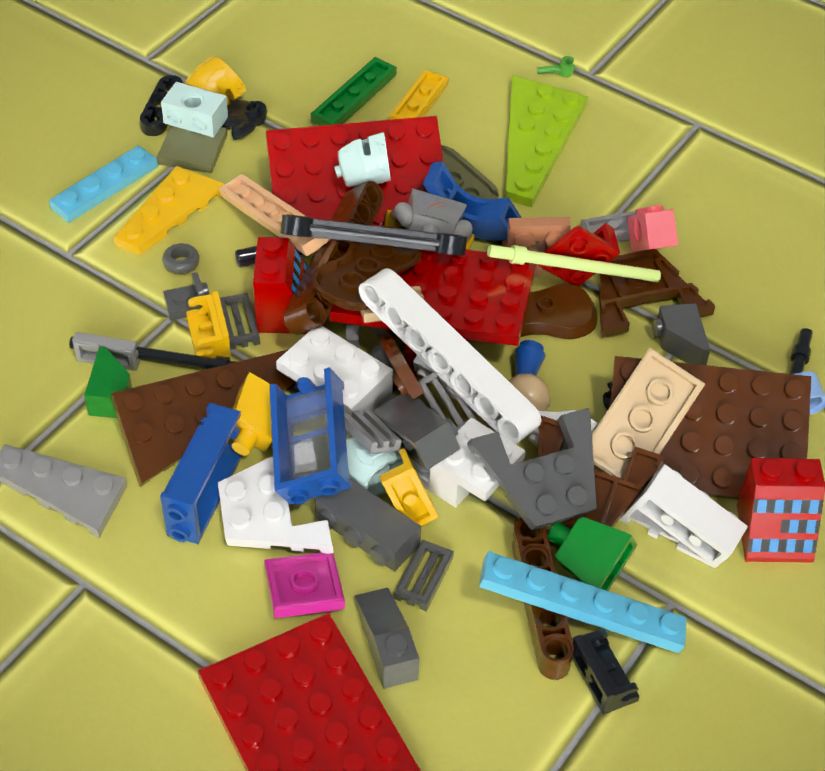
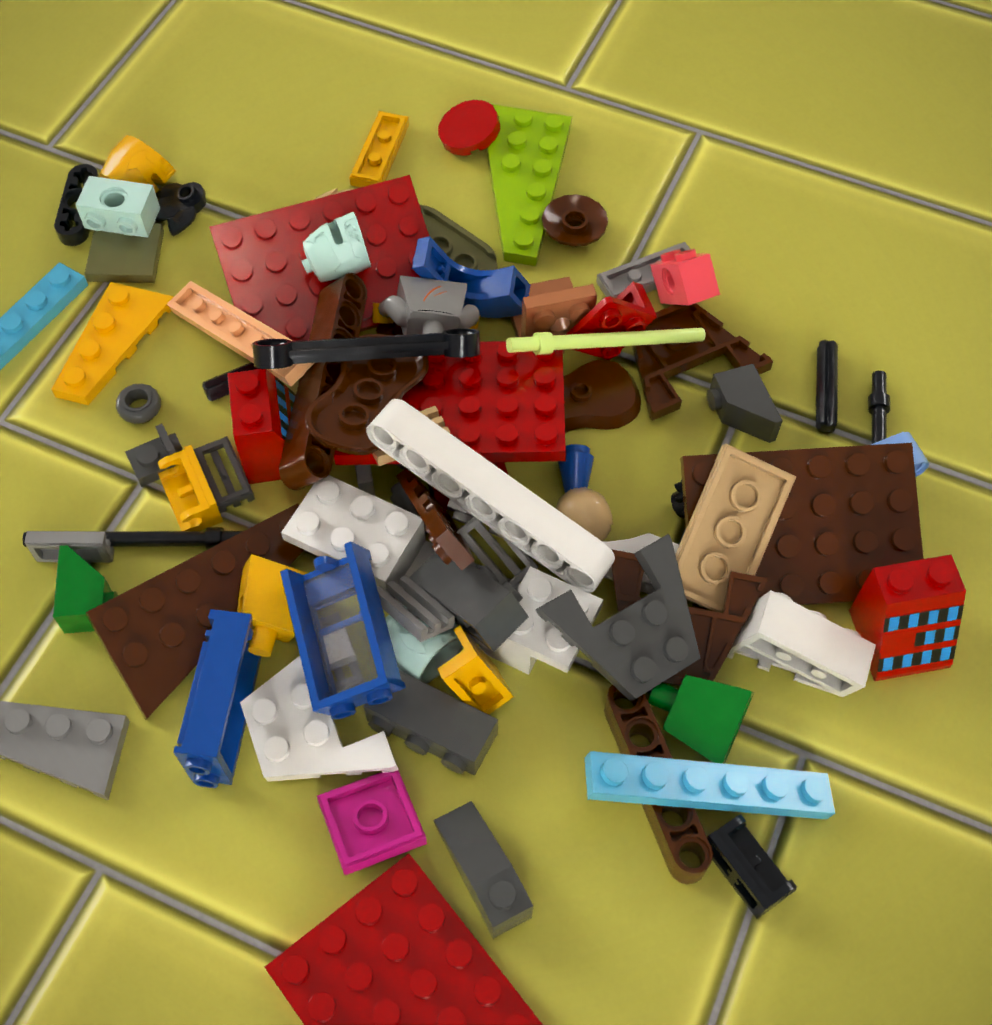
camera: 10 degrees left, 10 degrees up
(354, 93) = (302, 156): green plate -> none
(414, 596) = (504, 809): dark grey tile -> none
(497, 92) = (469, 127): none -> red tile
(565, 68) = (538, 85): bright green hand -> none
(571, 175) = (574, 220): none -> reddish brown dish
(758, 334) = (827, 386): none -> black axle

